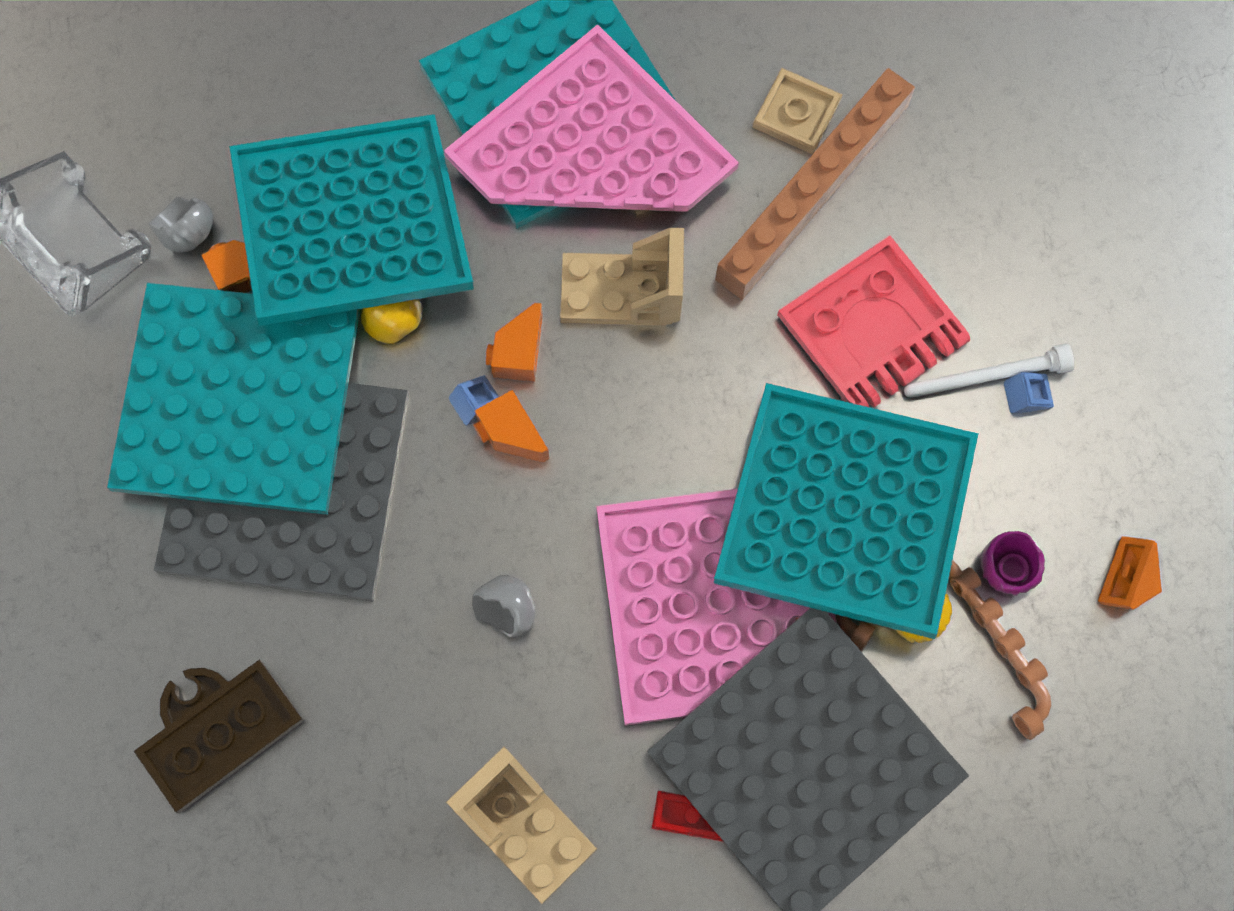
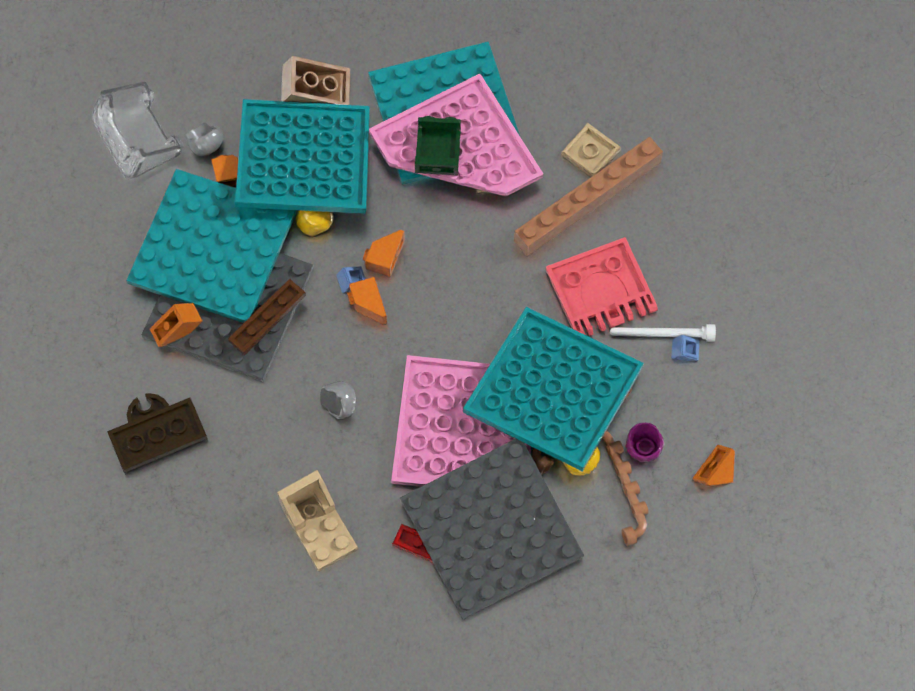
camera: 15 degrees right, 5 degrees down
(206, 542) = (175, 323): none -> orange slope
(337, 94) = (314, 82): none -> medium nougat slope
(354, 496) = (267, 317): none -> reddish brown plate
(562, 153) = (438, 145): none -> dark green panel
(626, 287) = (458, 233): tan bracket -> none

